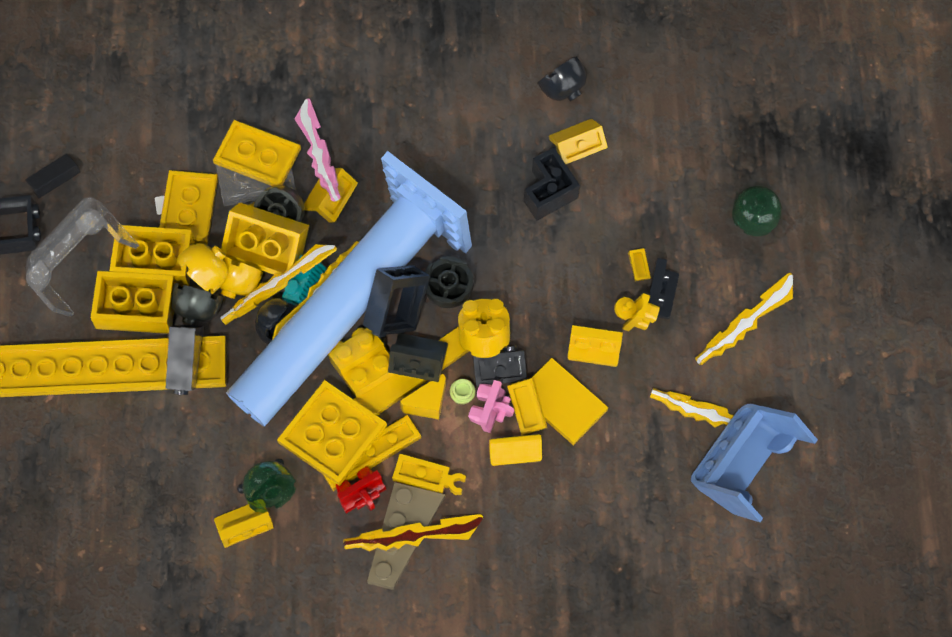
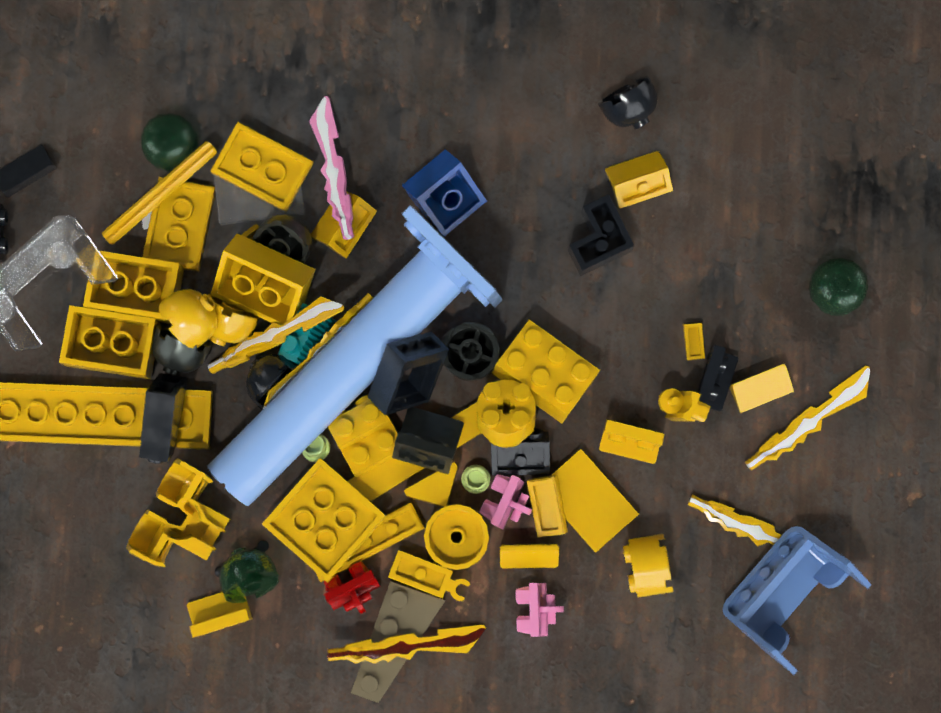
camera: 10 degrees right, 15 degrees up
(170, 180) = (159, 192): none -> yellow axle
(175, 142) = (168, 140): none -> clear green cylinder
(222, 448) = (200, 528): none -> yellow piece
(320, 374) = (317, 449): none -> yellowish green plate
(420, 154) = (444, 192): none -> blue slope
(450, 422) = (456, 519): none -> yellow wheel
(524, 293) = (549, 368): none -> yellow brick
(531, 494) = (541, 609): none -> bright pink hips
(623, 445) = (649, 565): none -> yellow brick
(702, 296) = (762, 388): none -> yellow slope

